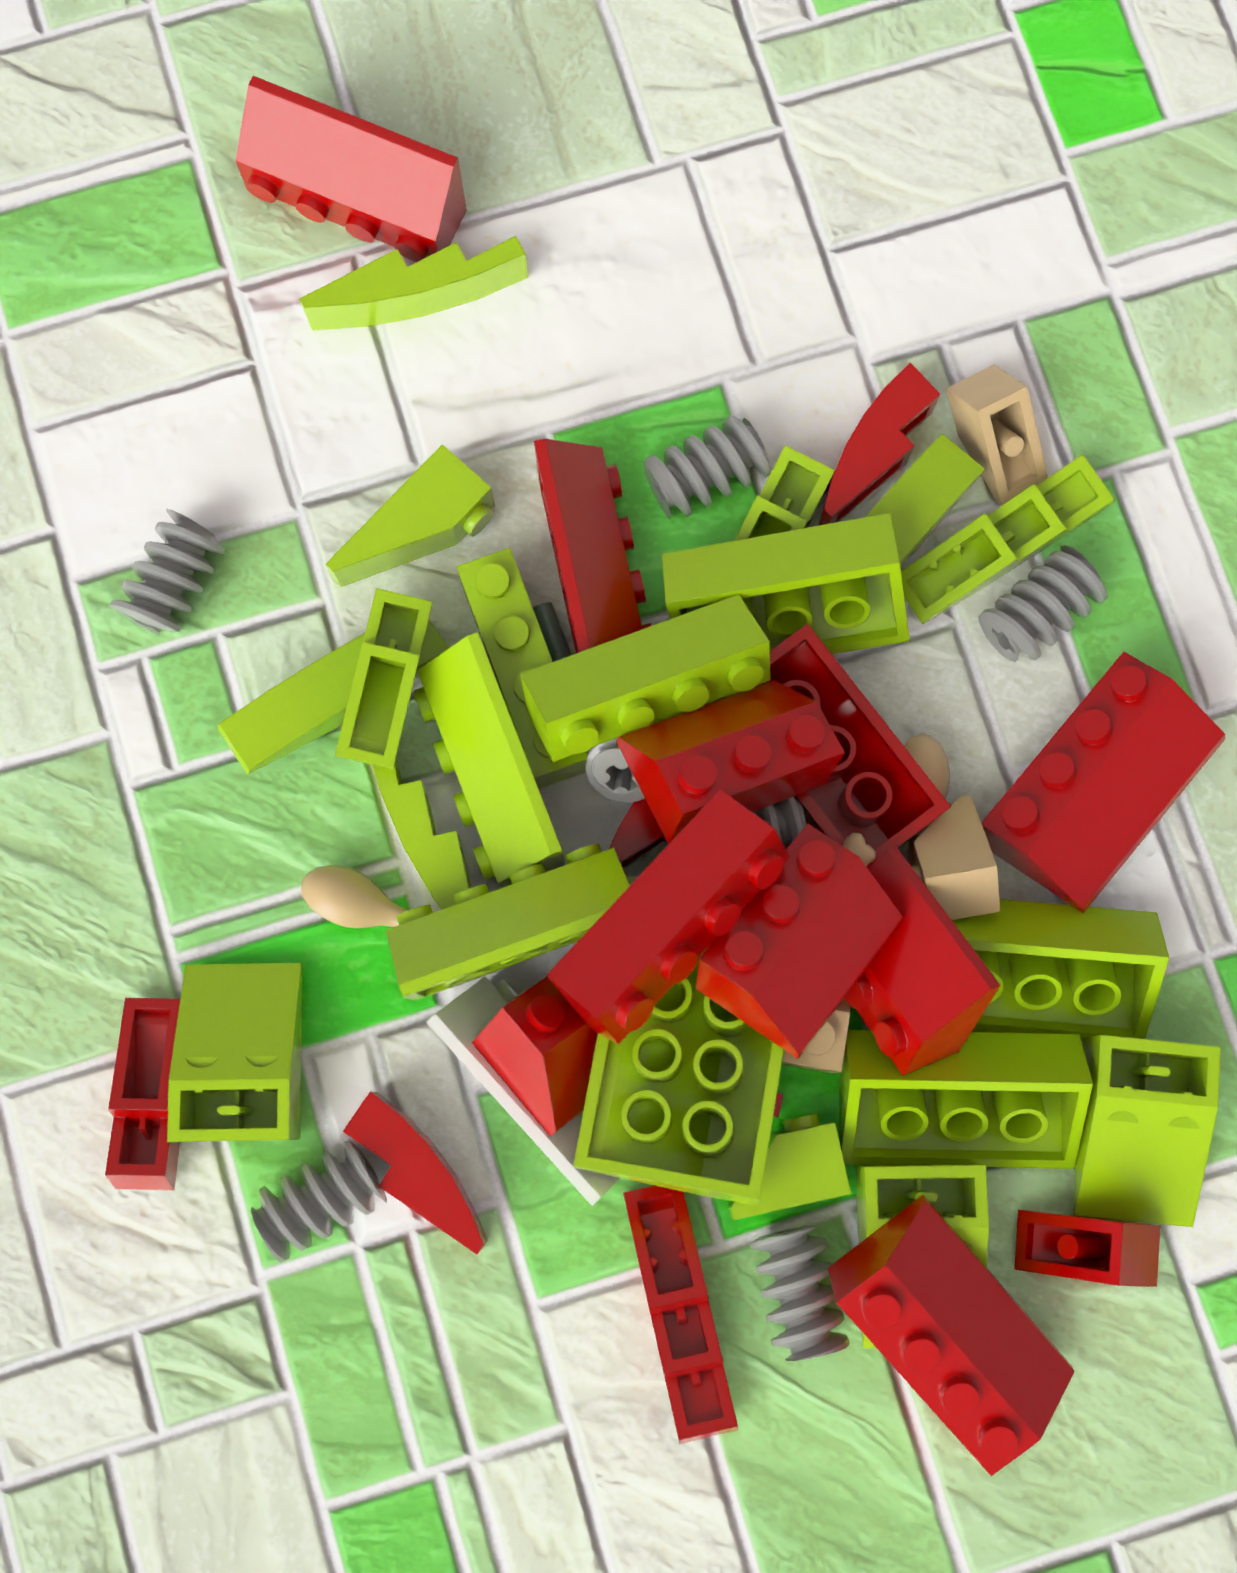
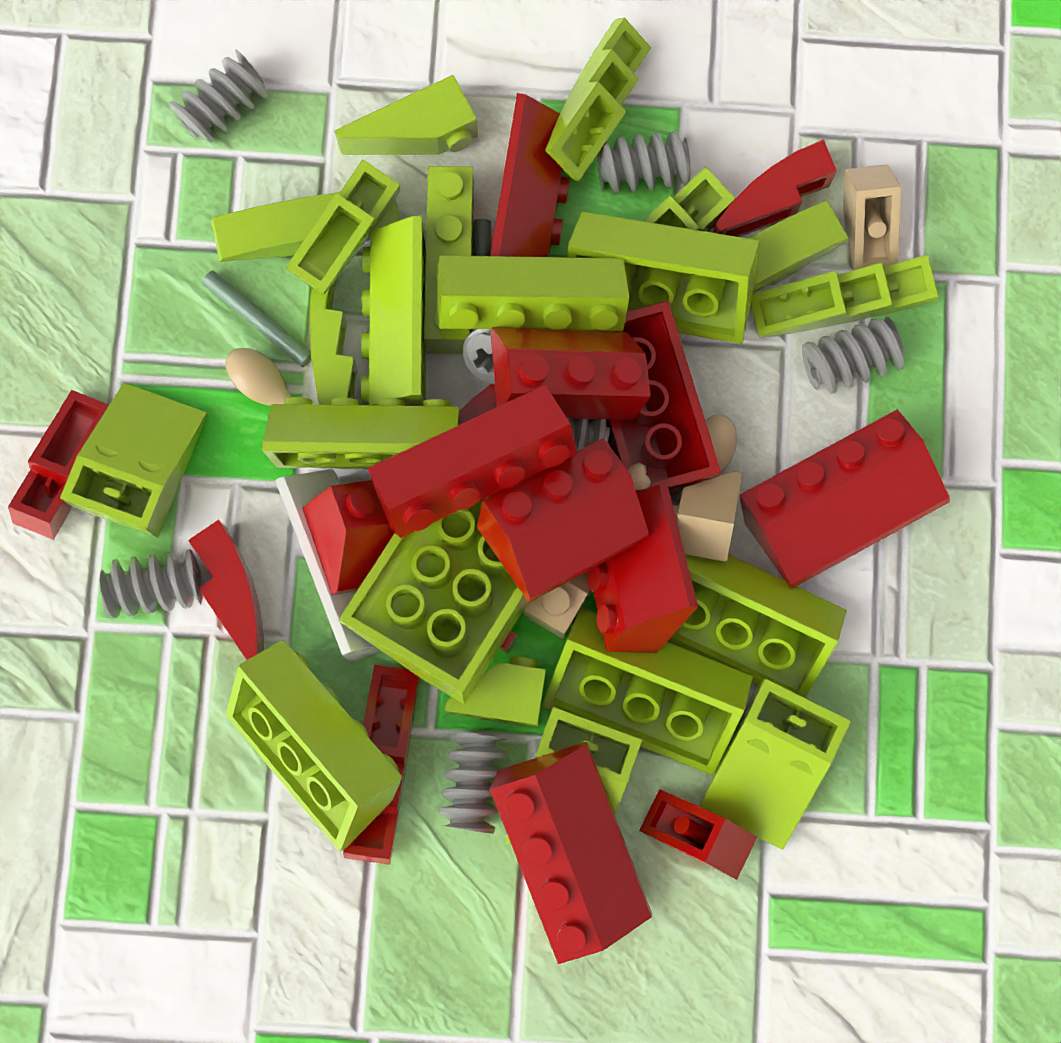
camera: 20 degrees right, 0 degrees up
(317, 824) = (257, 318): none -> sand green bar
(591, 1323) = (311, 743): none -> lime slope
(624, 414) = (596, 98): none -> lime slope

